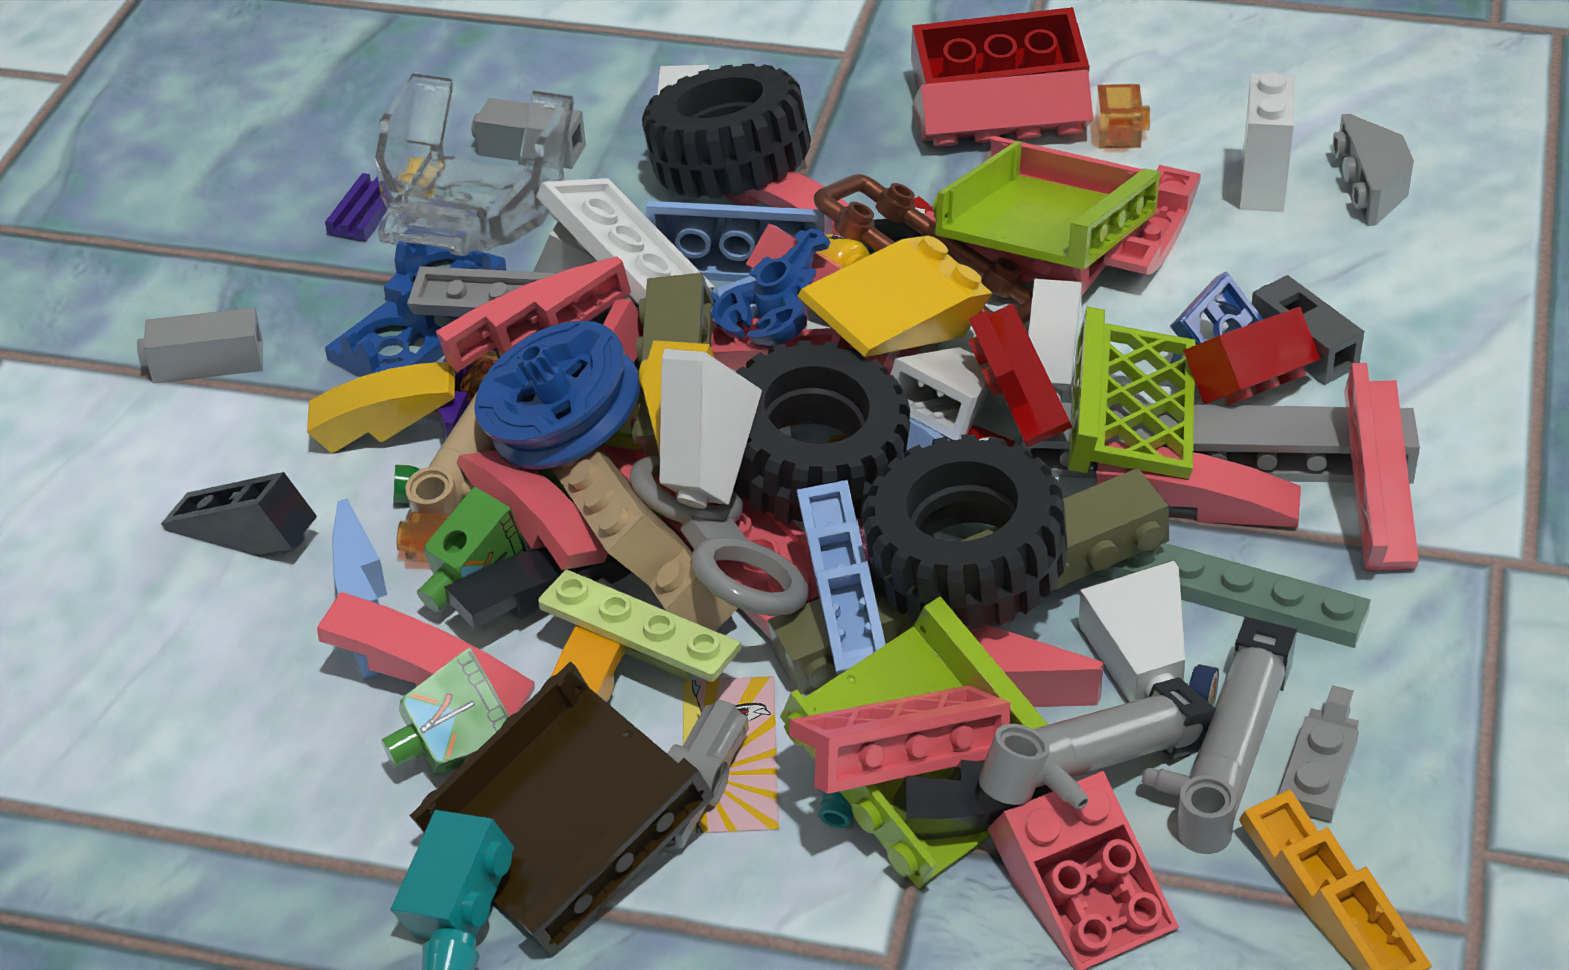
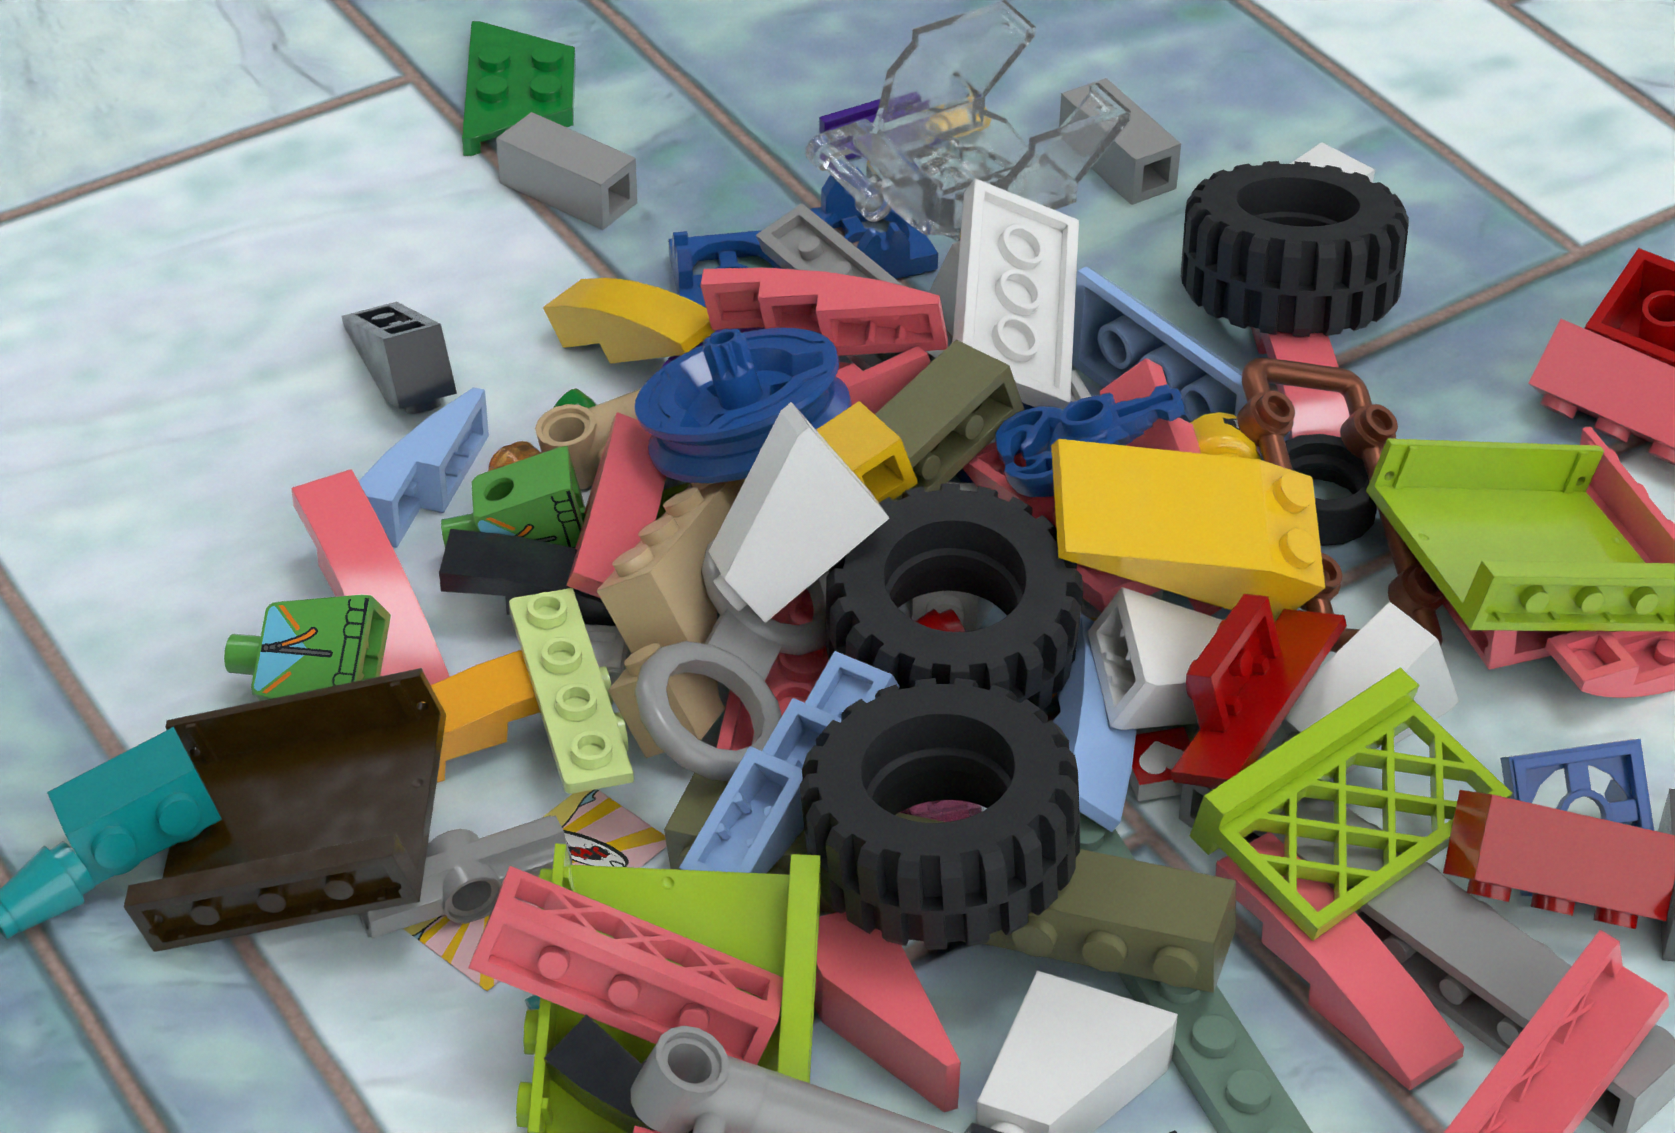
camera: 40 degrees right, 0 degrees up
(85, 317) = (510, 79): none -> green wing

